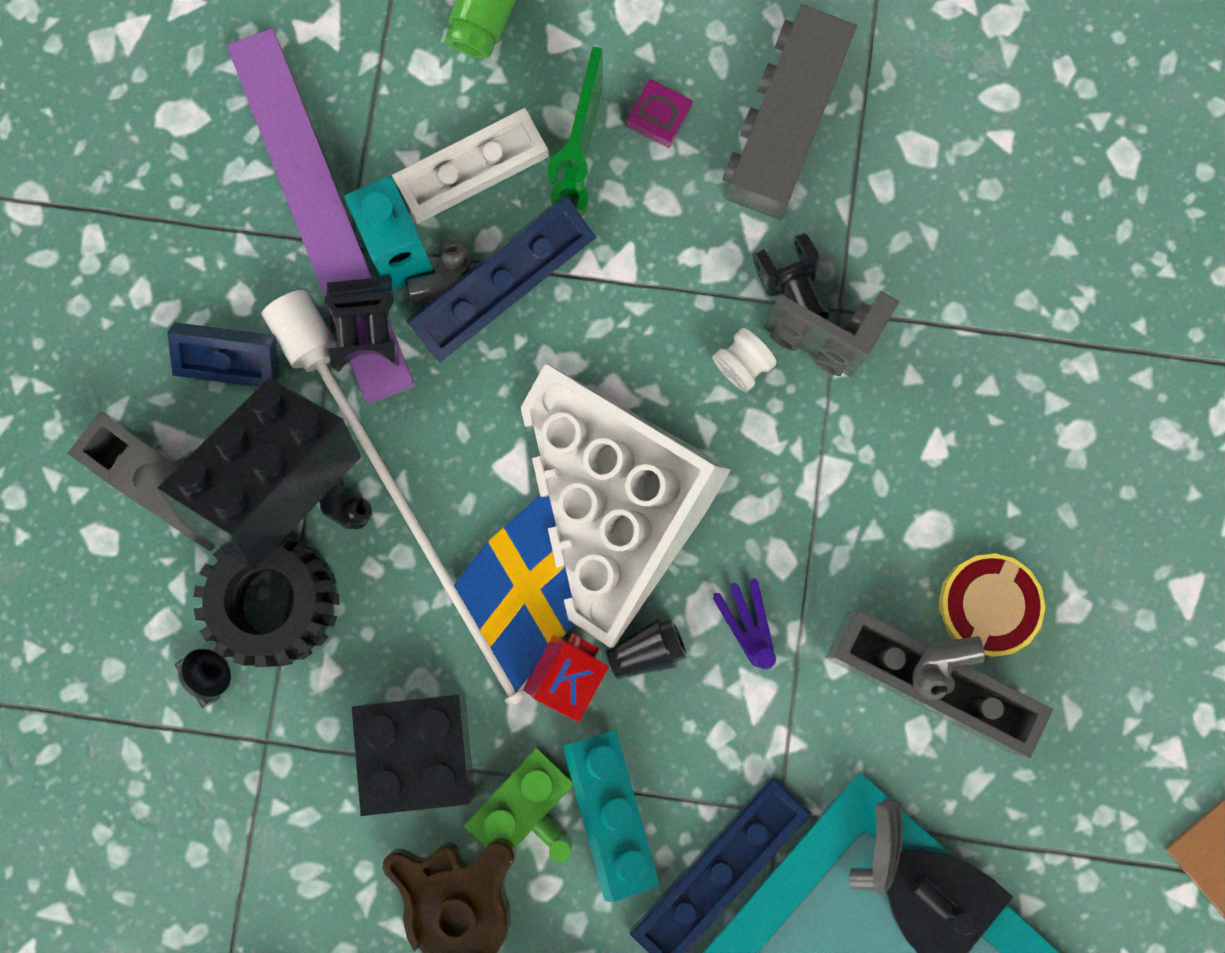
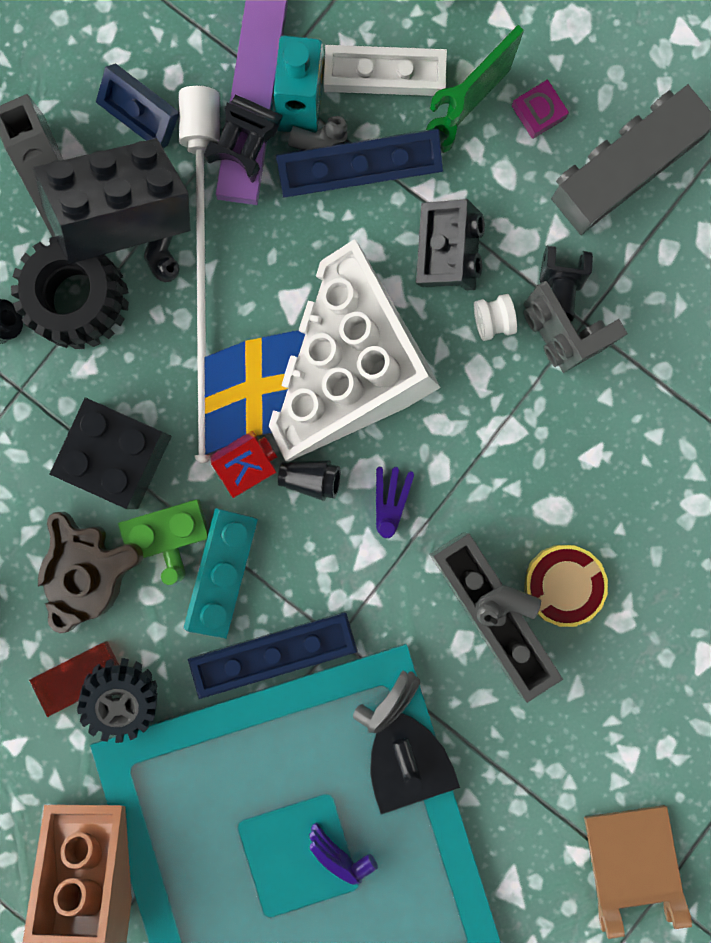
camera: 30 degrees right, 5 degrees up
(649, 310) = (449, 244): none -> bracket

